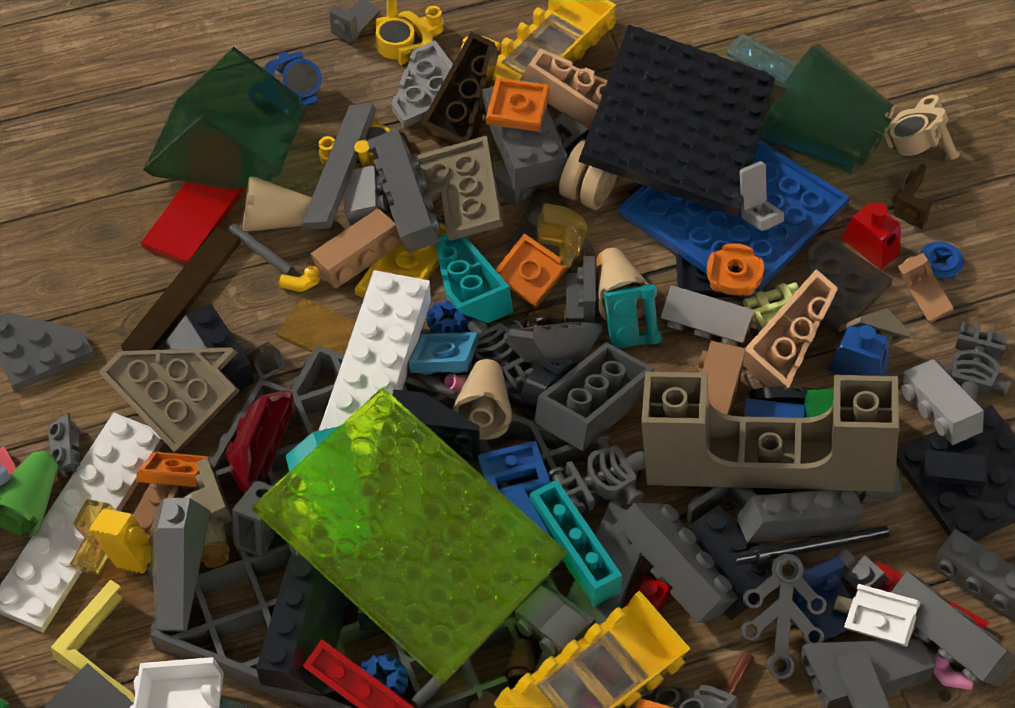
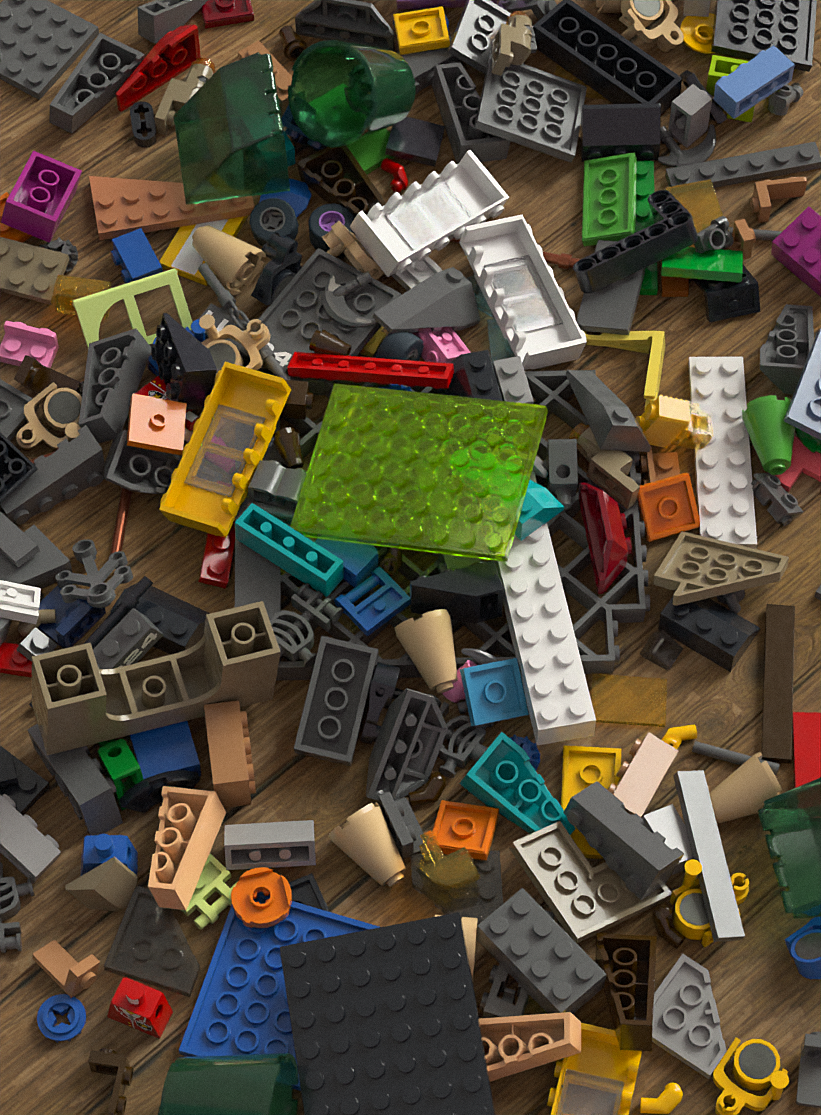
camera: 155 degrees right, 5 degrees up
(251, 627) = (512, 380): none -> light grey brick
(518, 104) = (553, 949): orange plate -> none
(623, 319) = (342, 805): teal plate -> none
(677, 559) = (199, 587): dark grey wedge -> none
(754, 204) = (263, 975): light grey bracket -> none

